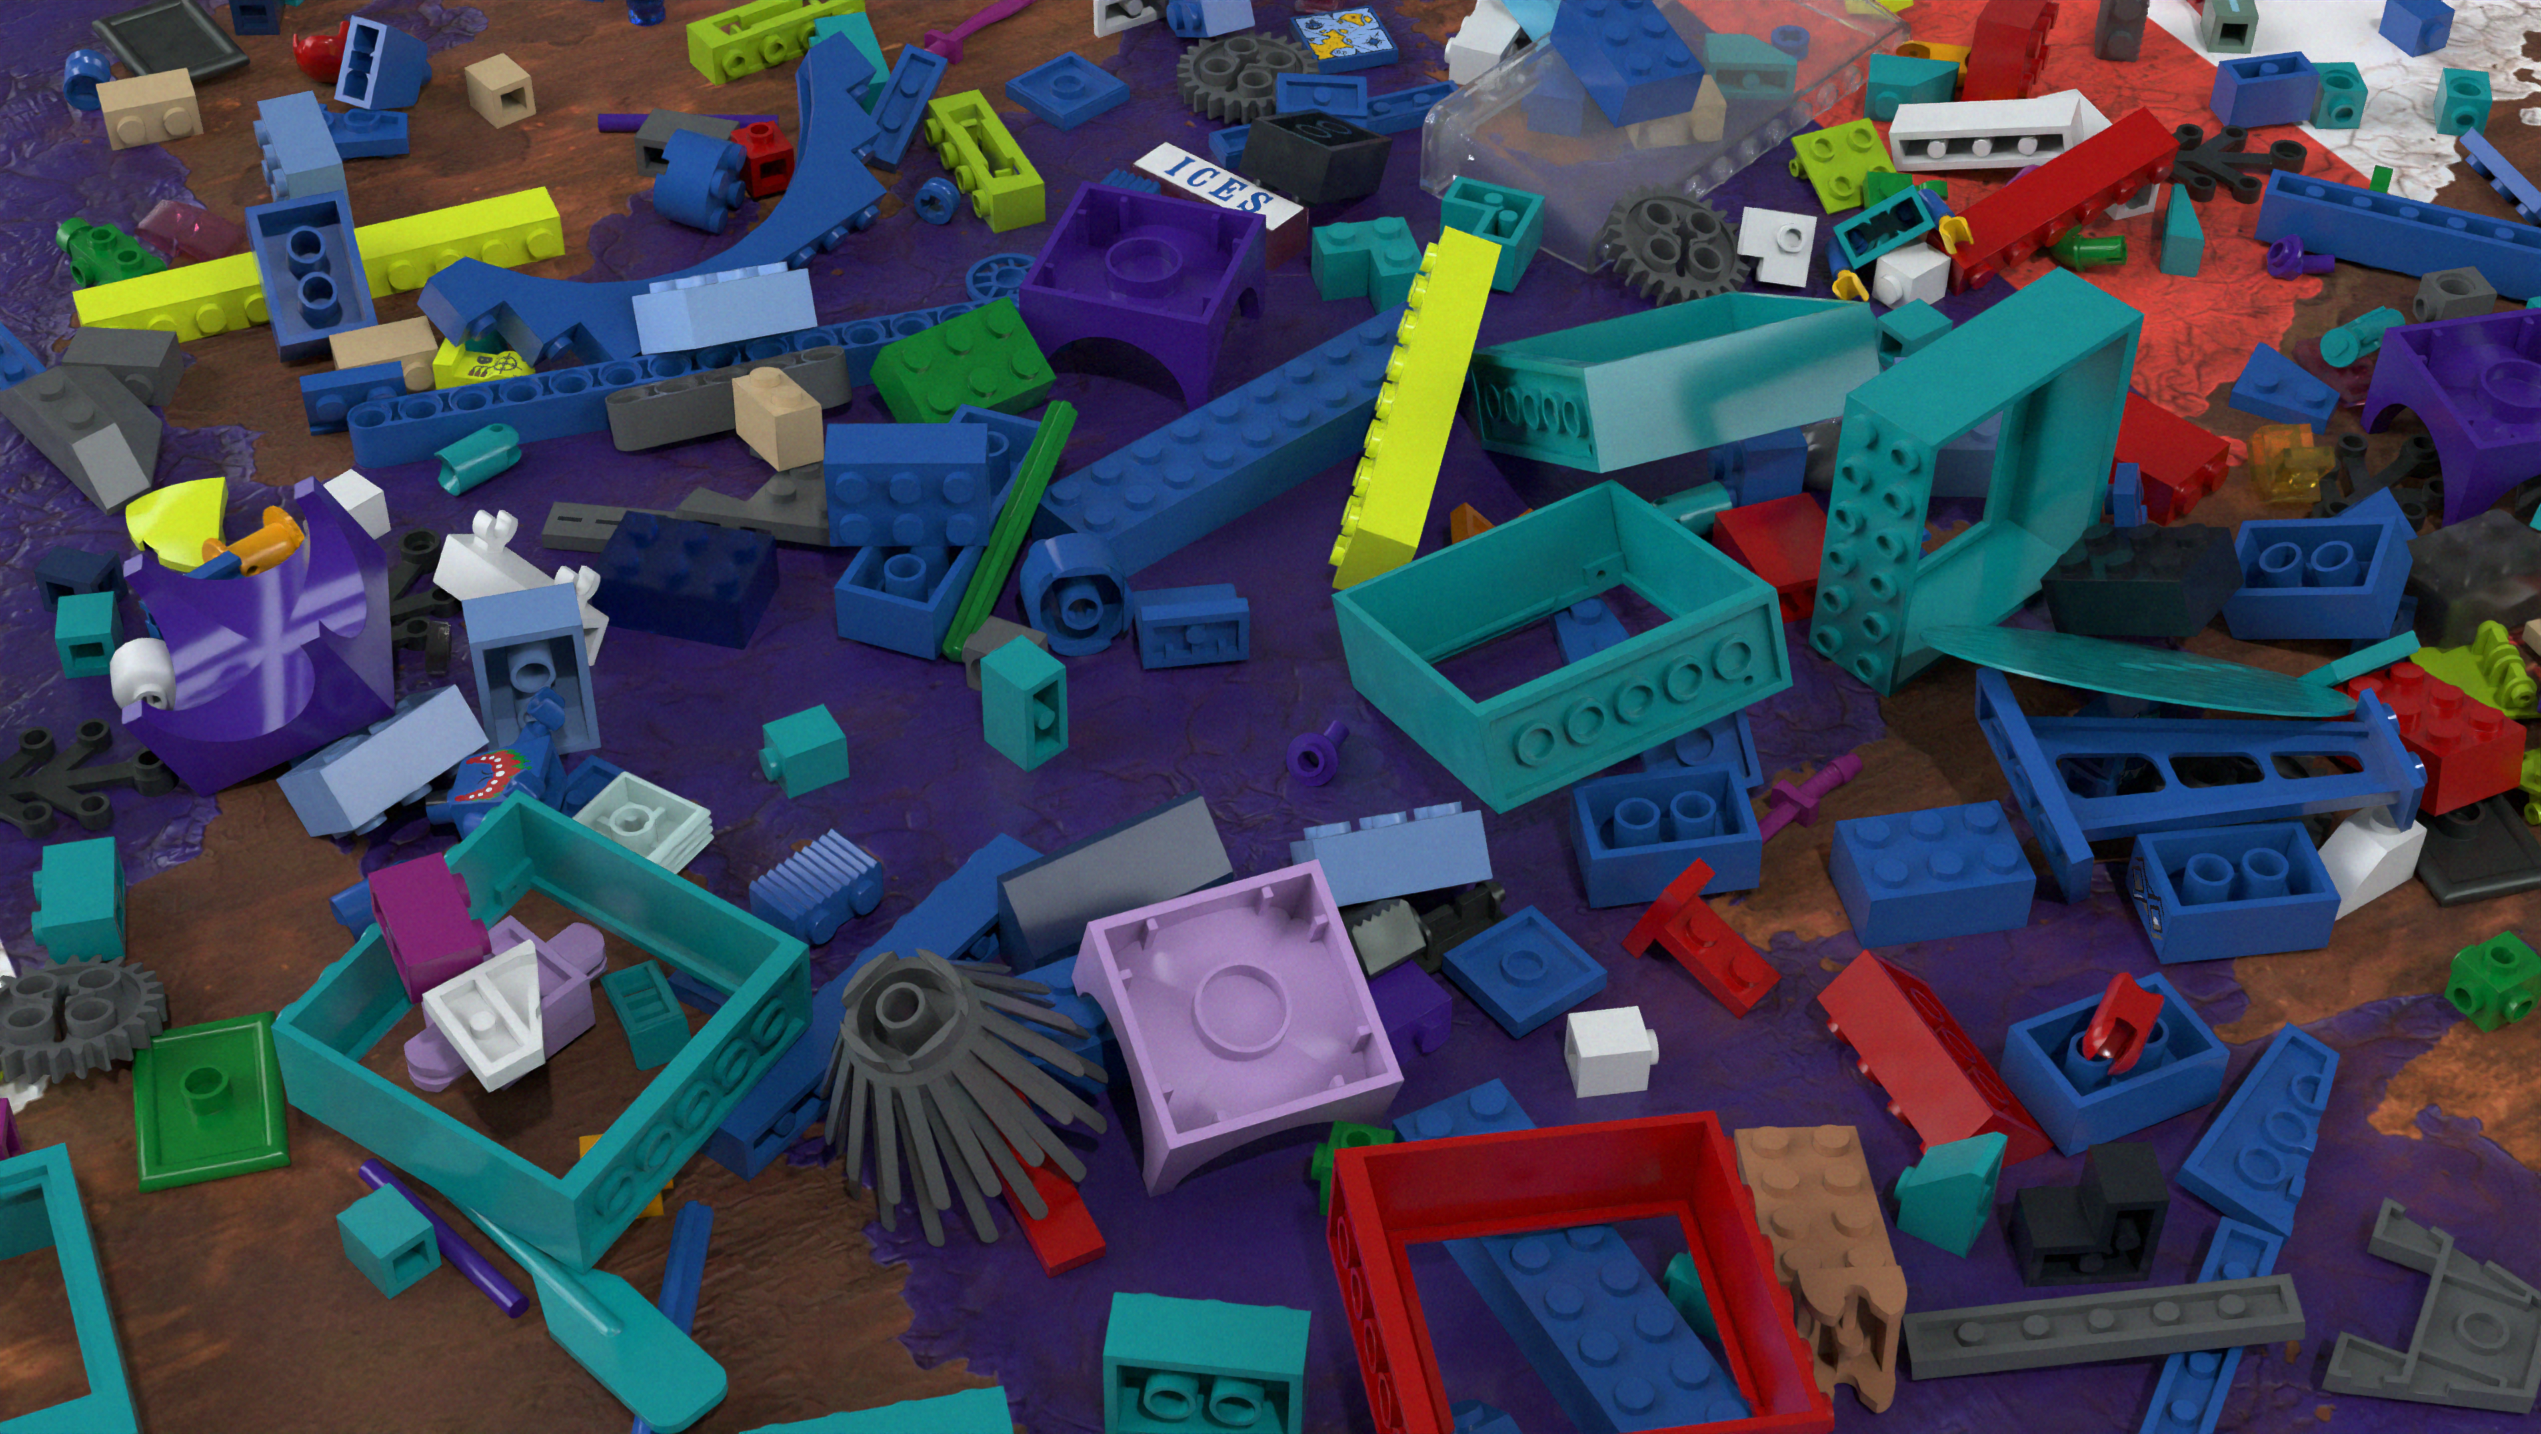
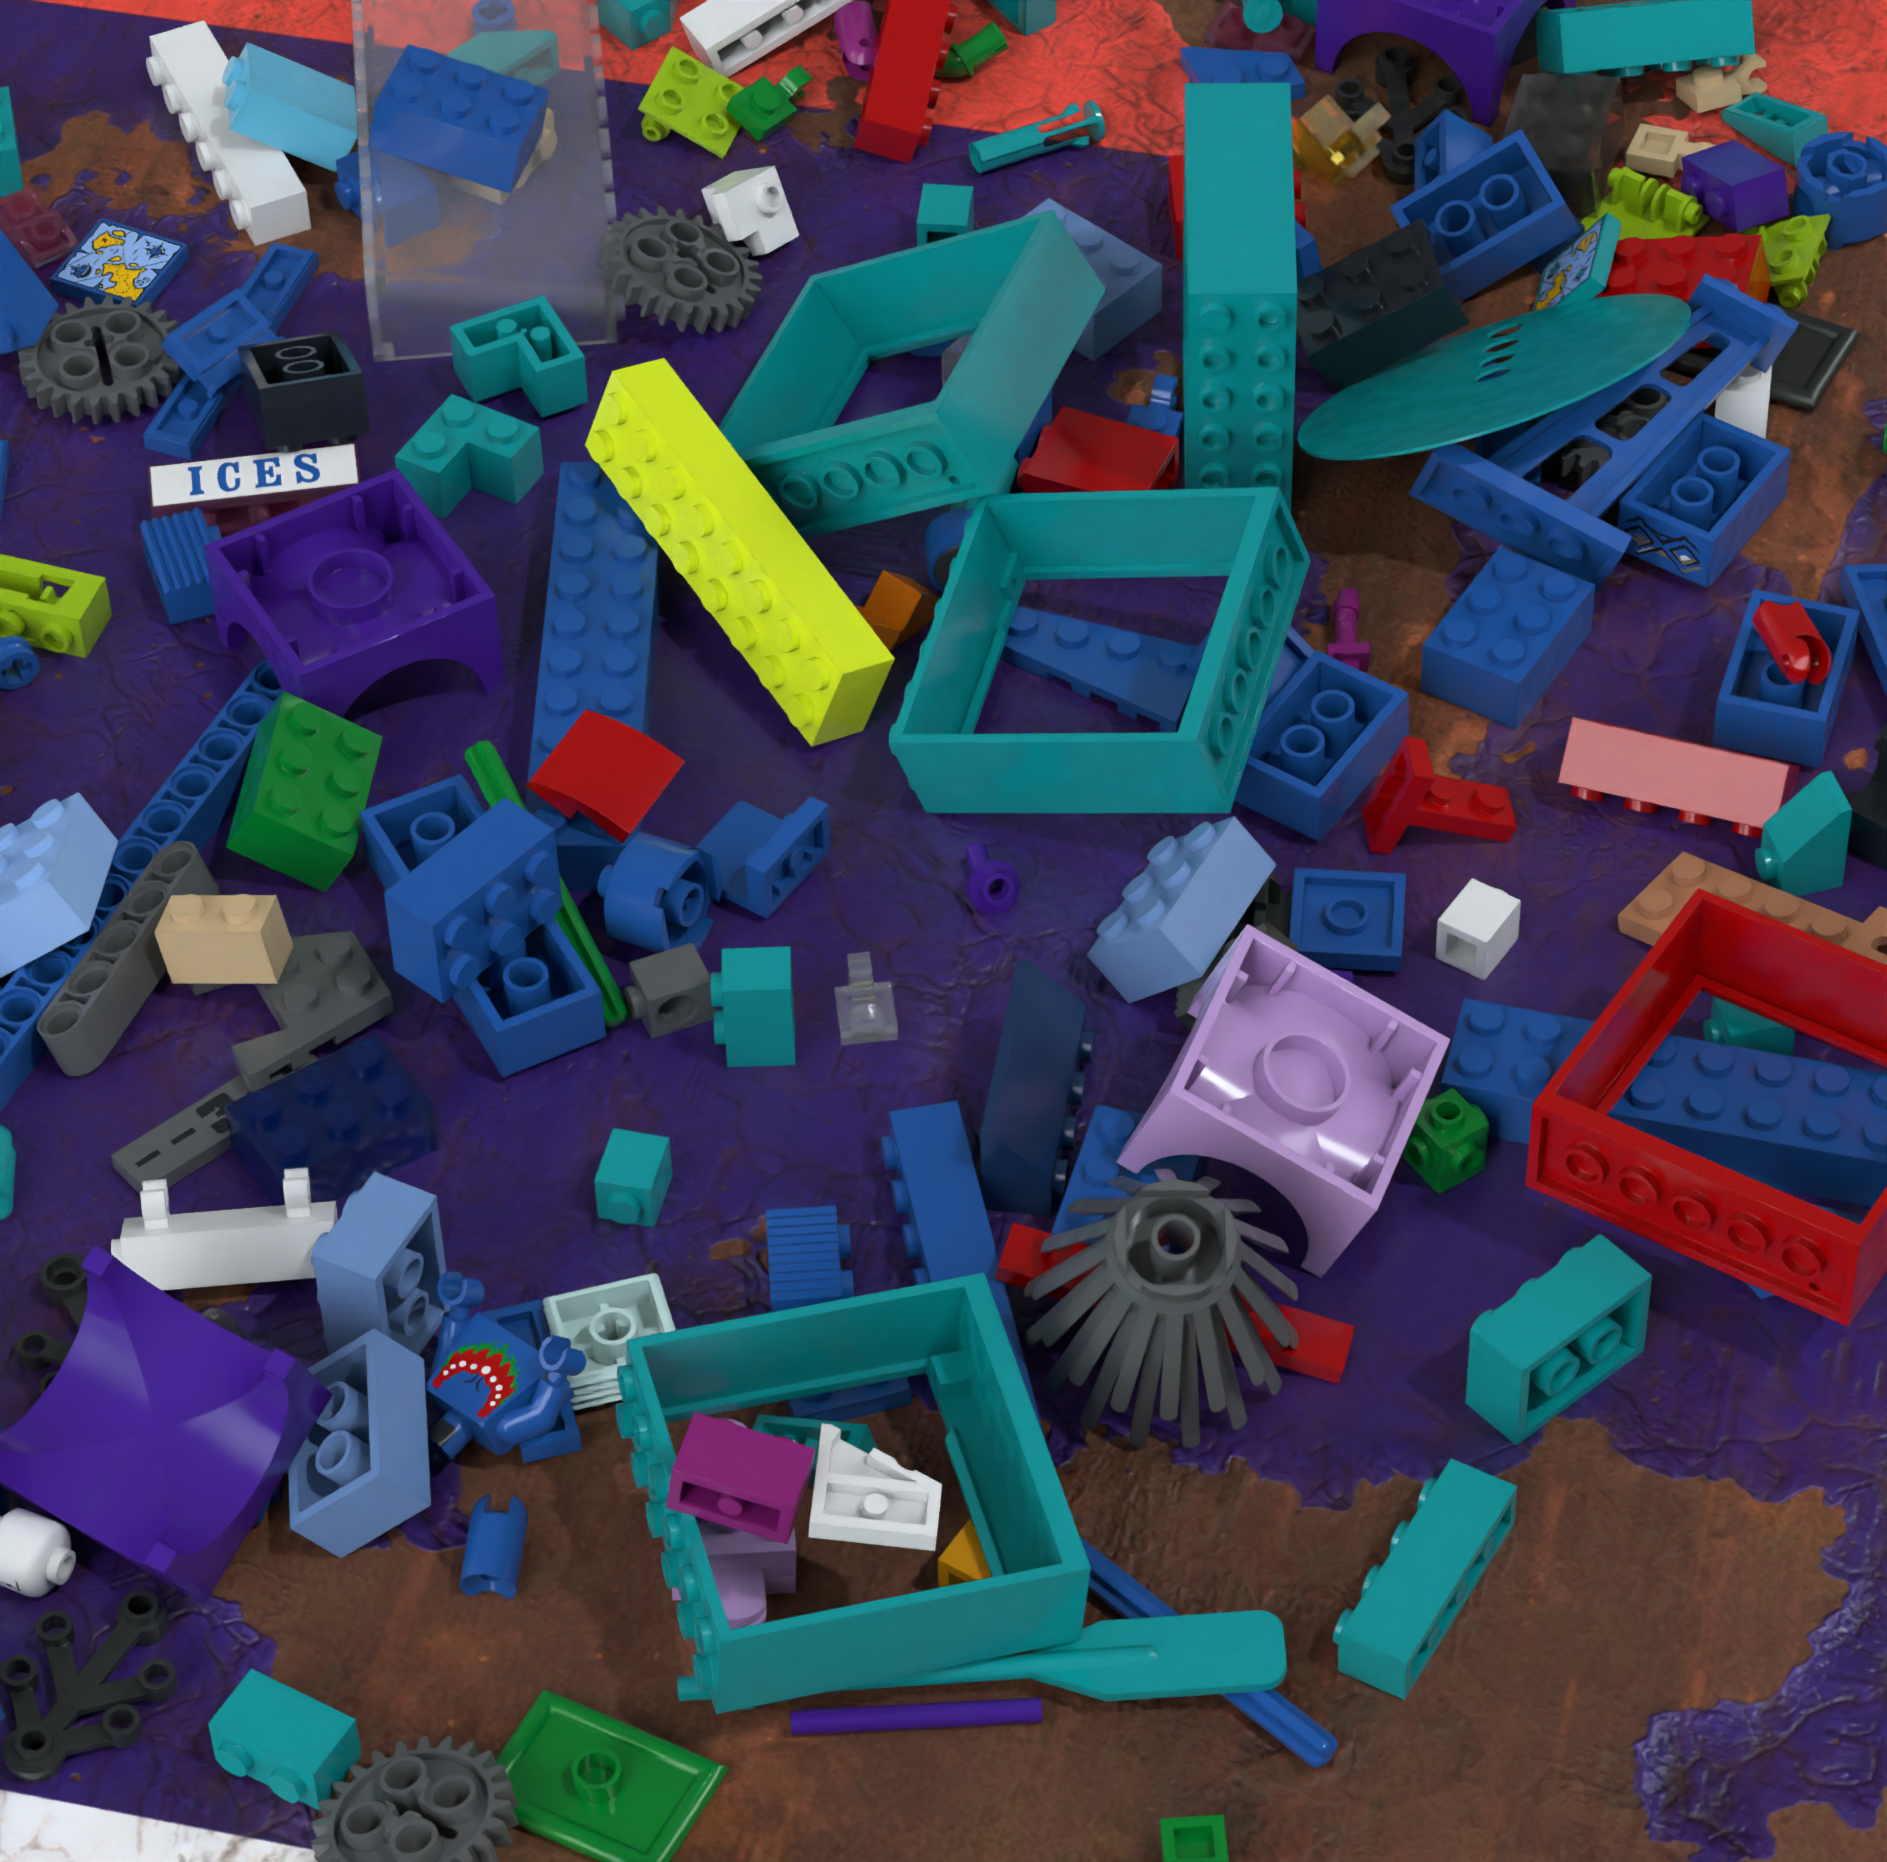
camera: 45 degrees left, 5 degrees up
(389, 1240) = (896, 1746): teal brick -> none
(997, 281) = (176, 690): blue wheel -> none
(1113, 767) = (865, 1007): none -> clear plate
(1129, 485) = (605, 773): none -> red slope
(1886, 228) = (823, 140): torso -> none
(1911, 273) = (874, 169): white brick -> none

